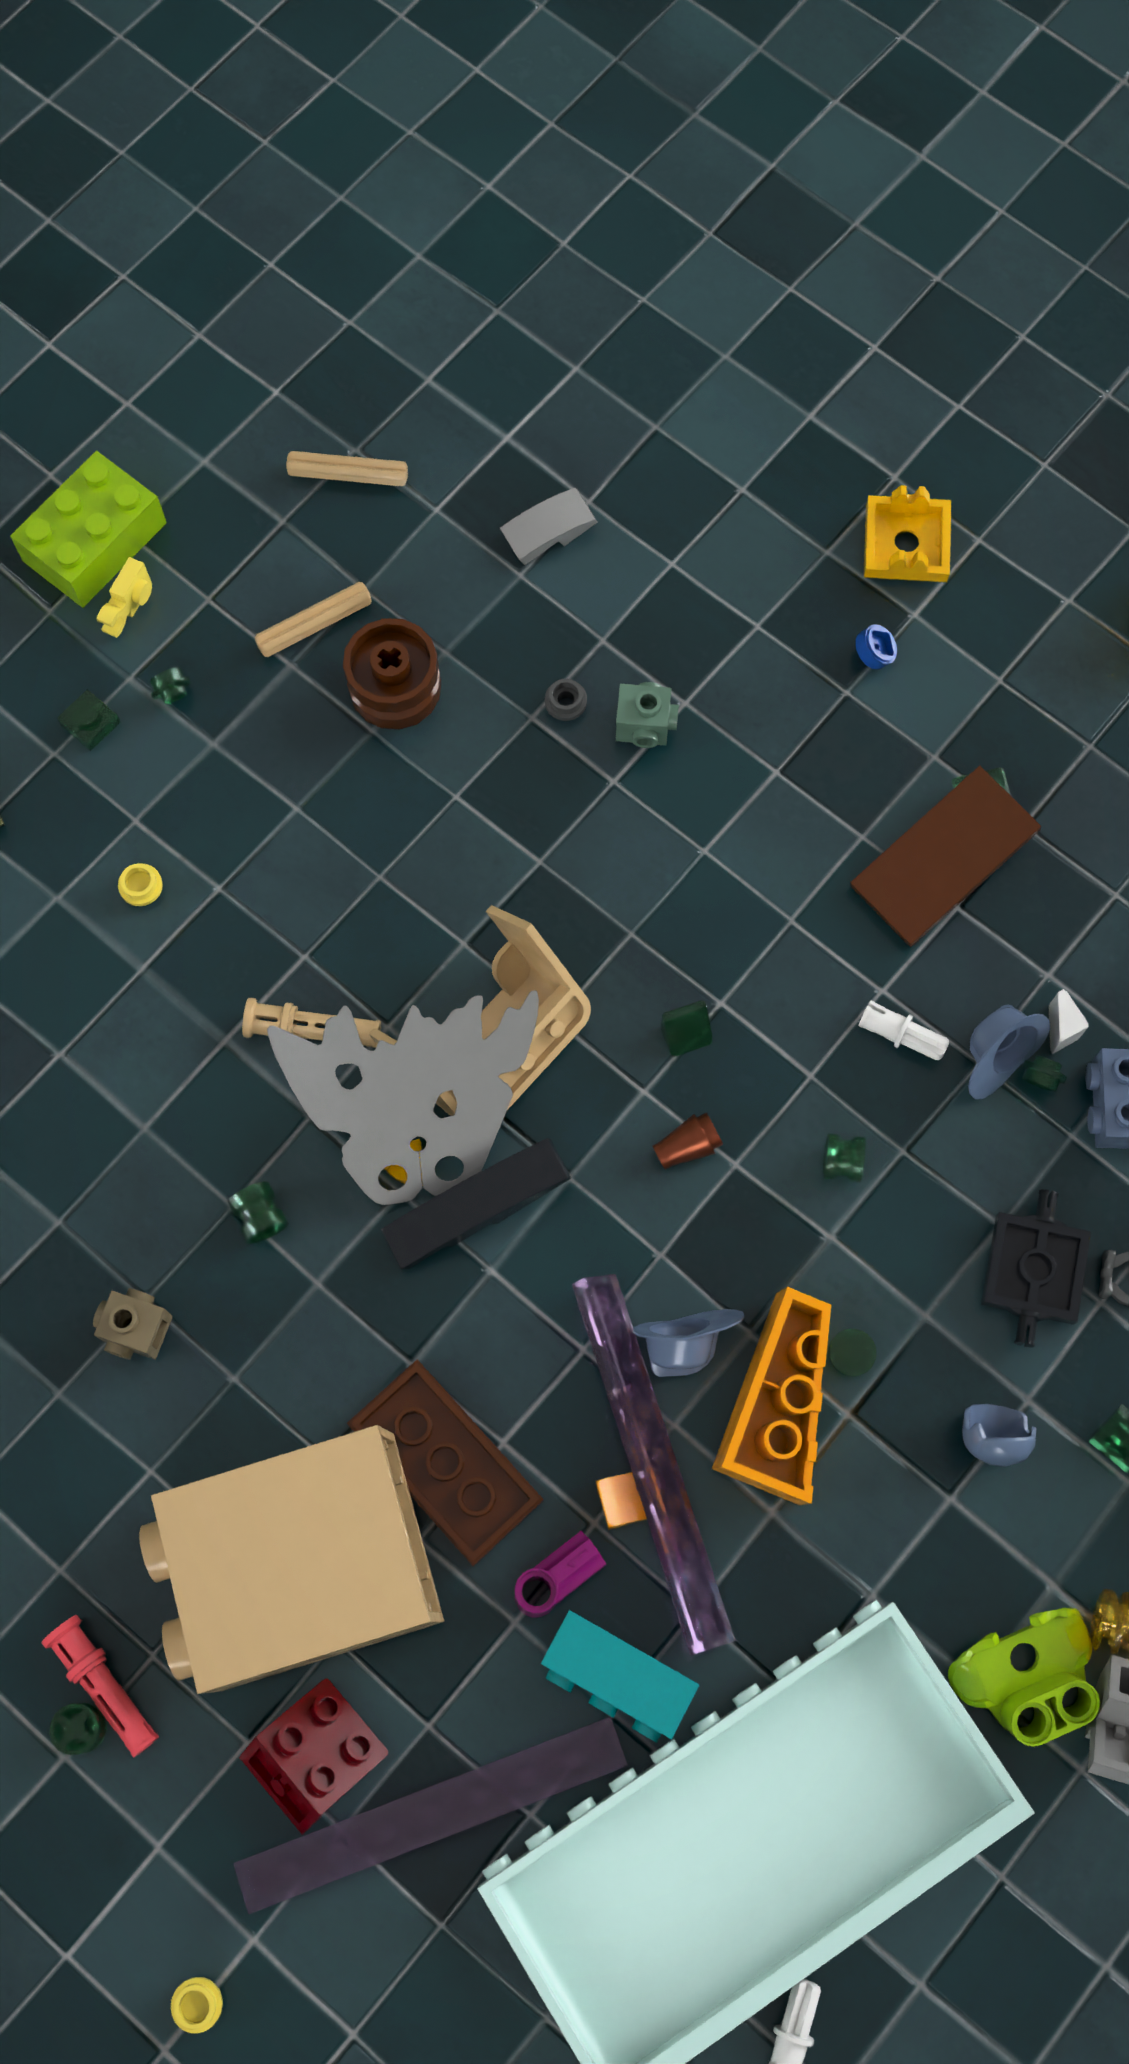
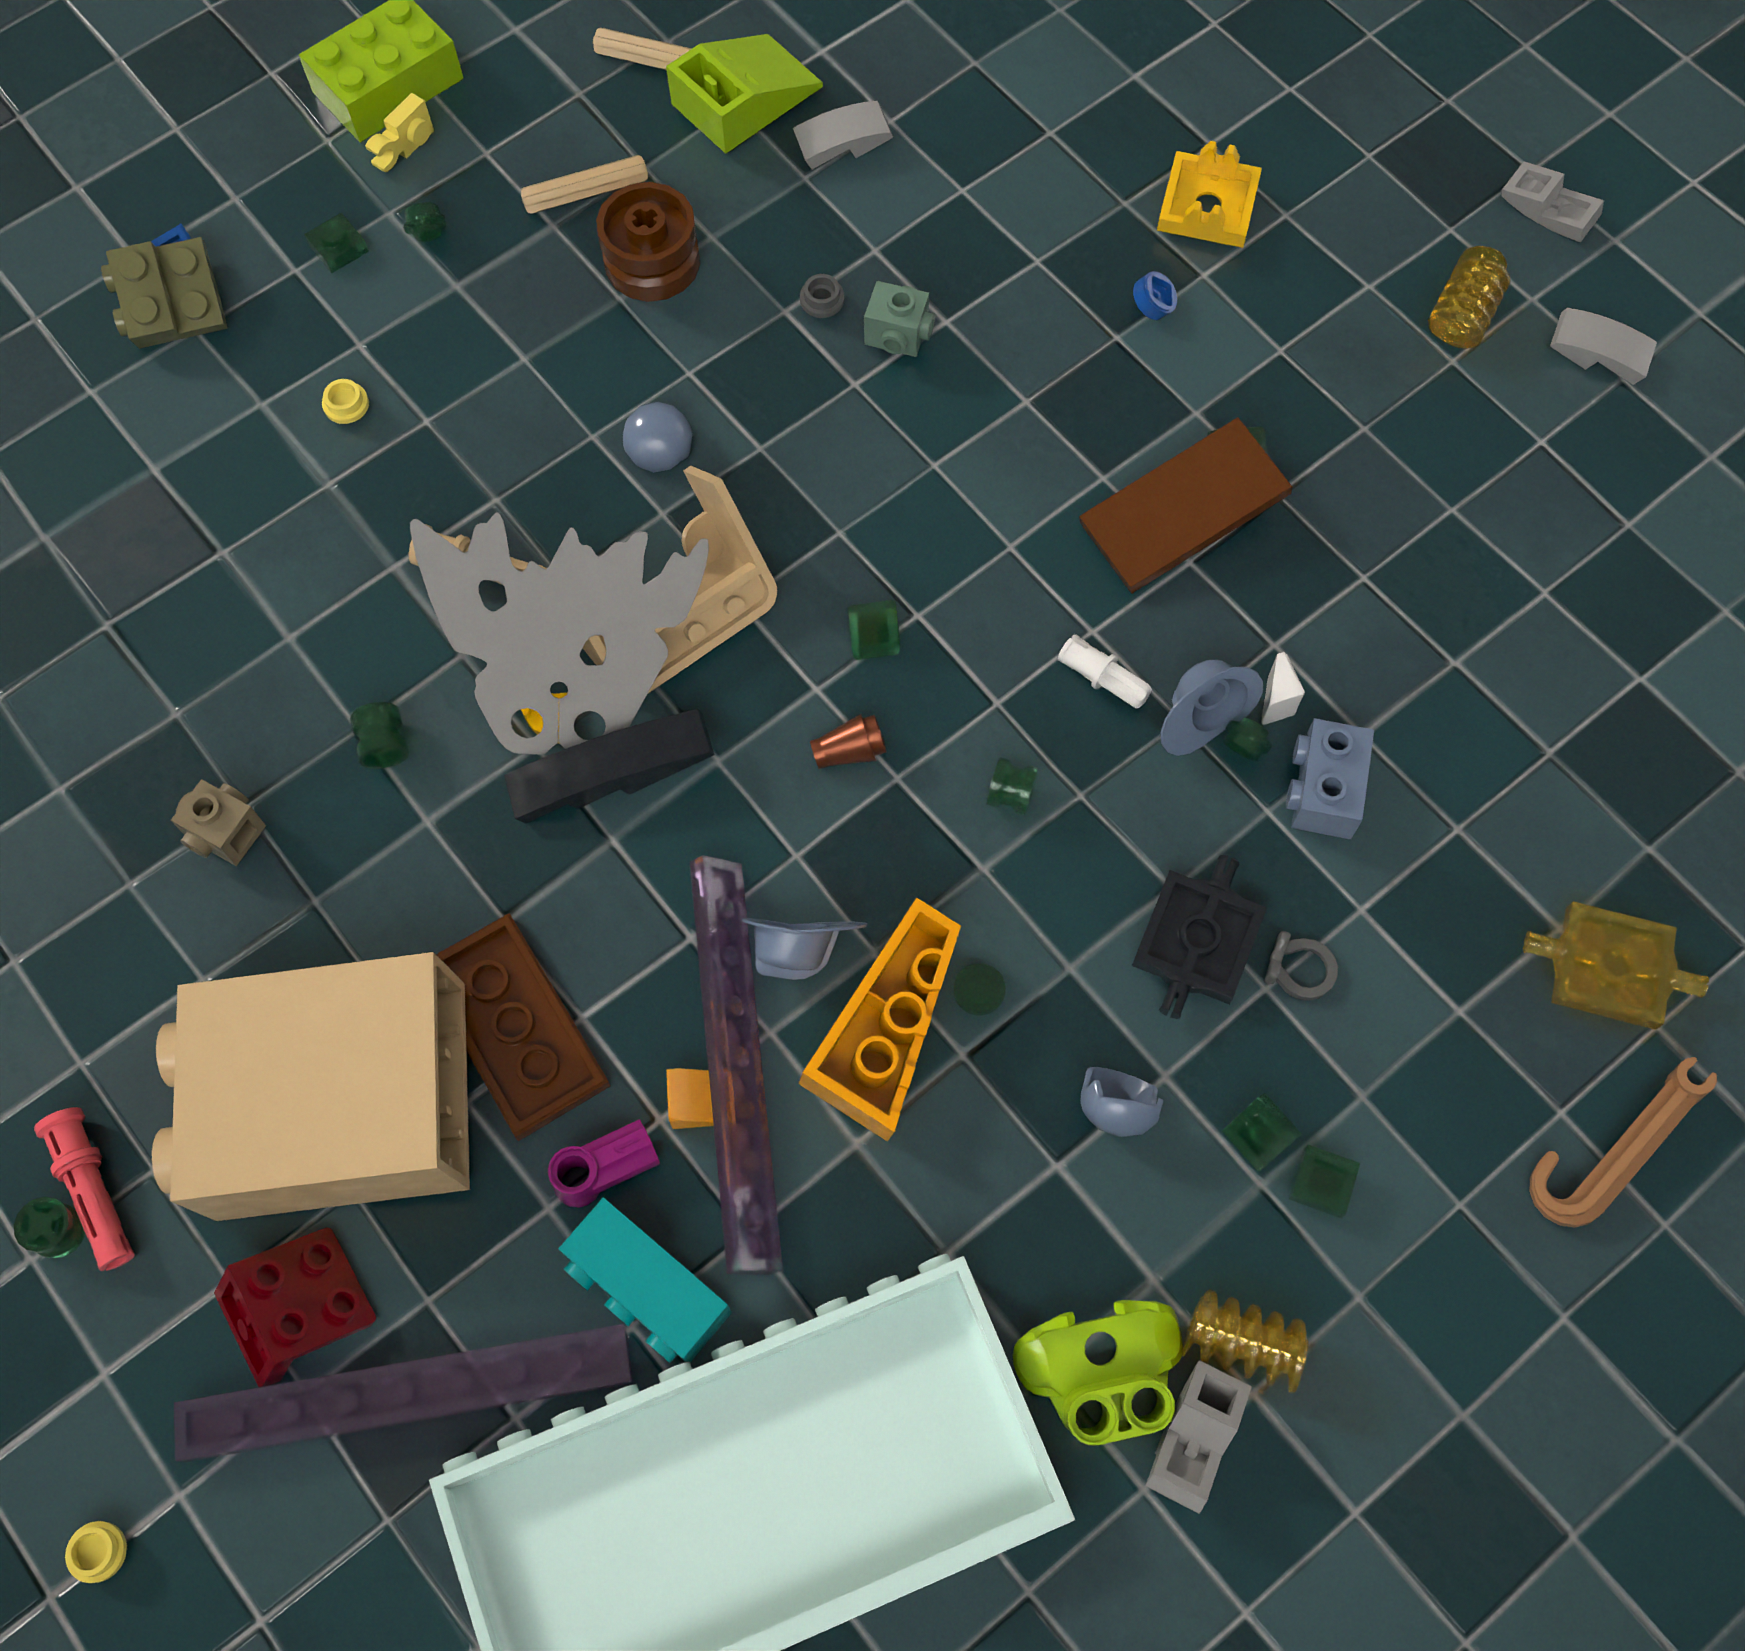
camera: 10 degrees right, 5 degrees down
(441, 494) = (737, 87): none -> lime slope
(444, 870) = (657, 437): none -> sand blue hair

